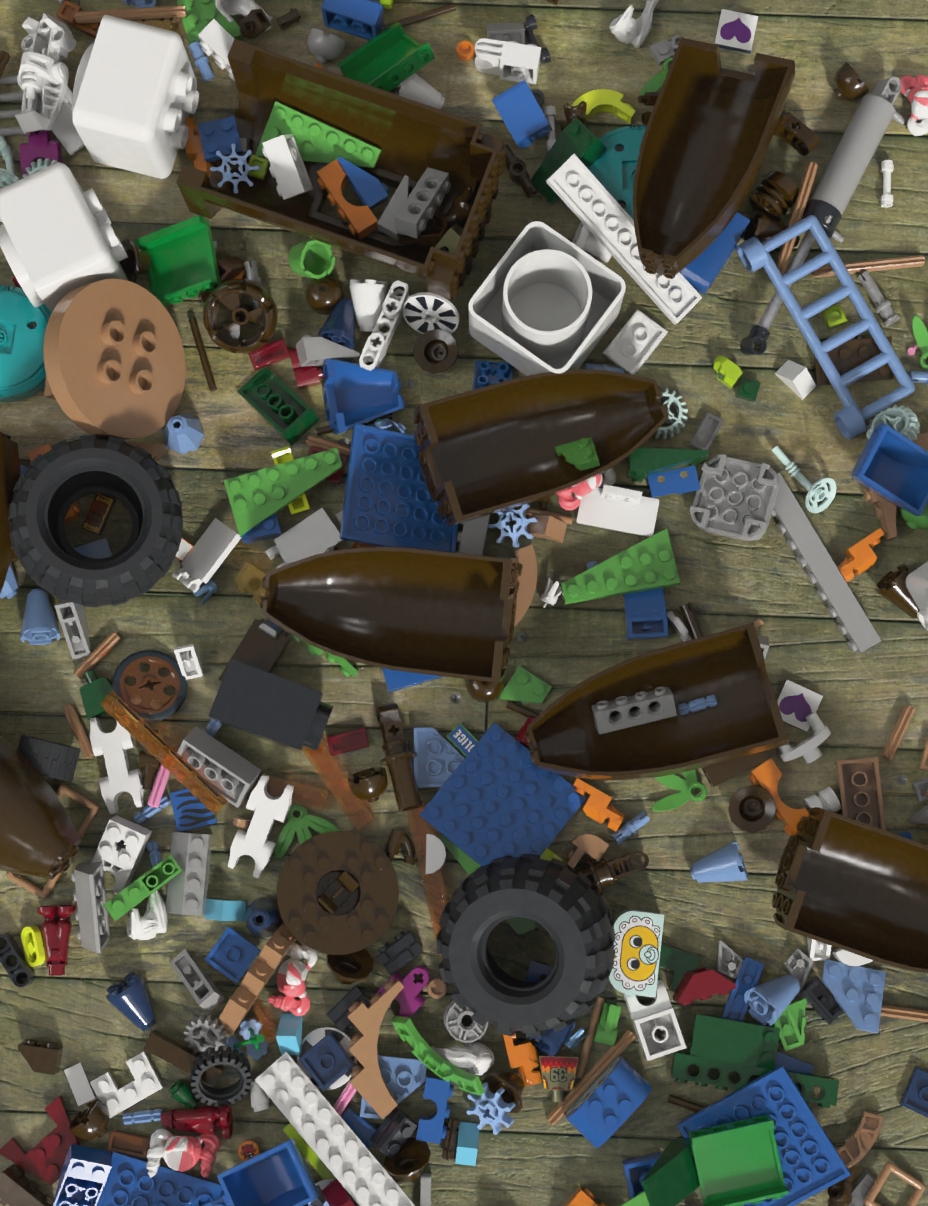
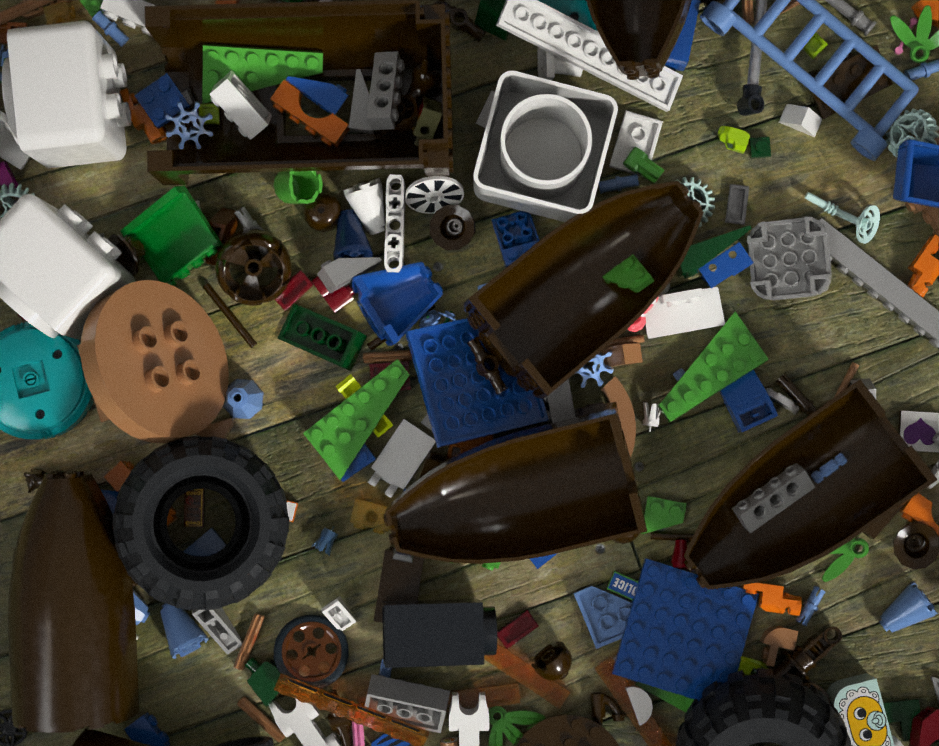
camera: 20 degrees left, 5 degrees up
(207, 555) = (314, 507): white tile -> none
(398, 758) = (571, 627): dark brown piece -> none
(415, 474) = (483, 356): none -> dark brown pin
(631, 359) = (638, 162): none -> bright green piece

